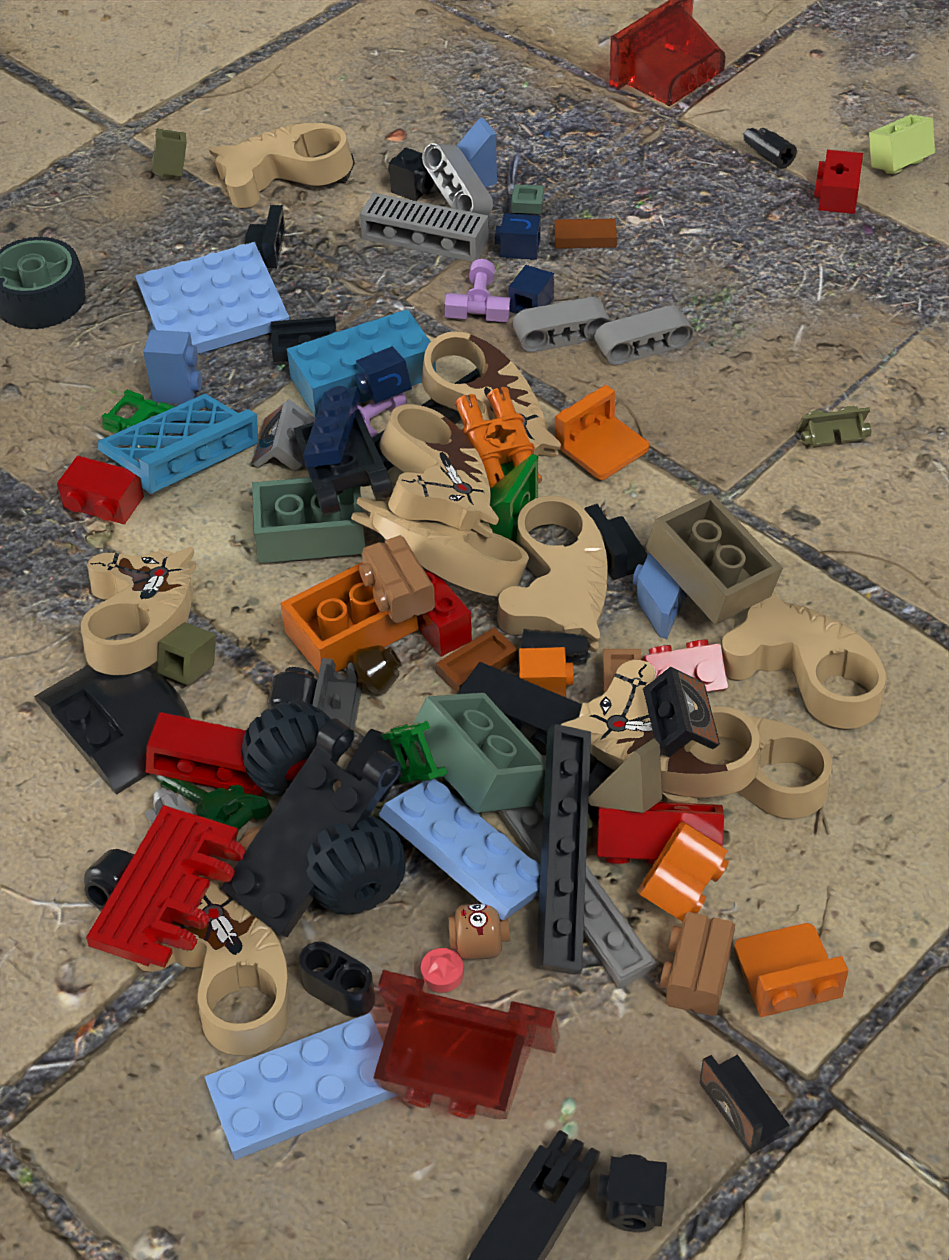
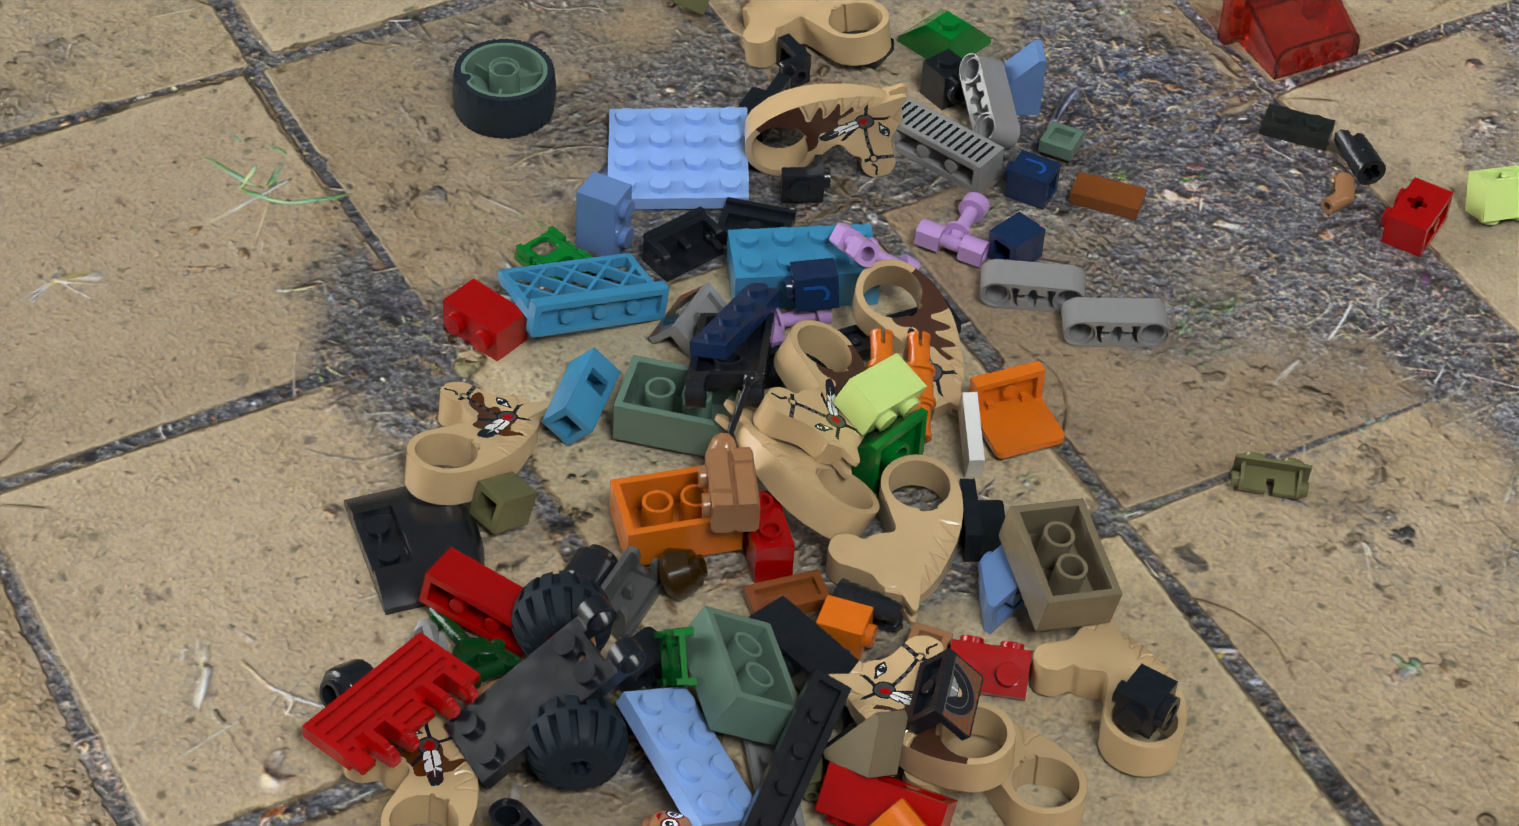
camera: 15 degrees right, 5 degrees down
(217, 534) = (581, 396): none -> dark azure brick
(248, 373) = (682, 244): none -> black hinge
(275, 191) = (793, 60): none -> black bracket
(331, 292) = (805, 183): none -> black bracket
(335, 225) = (828, 115): none -> tan animal
(371, 534) = (728, 439): none -> black hinge
(389, 138) = (944, 32): none -> green slope
(413, 329) = (862, 249): none -> lavender bar
(492, 453) = (880, 395): none -> yellowish green brick
(574, 465) = (971, 434): none -> white tile
(708, 137) = (1297, 127): none -> pearl dark grey plate
(772, 179) = (1343, 195): none -> medium nougat arm
(847, 659) = (1146, 701): none -> black brick

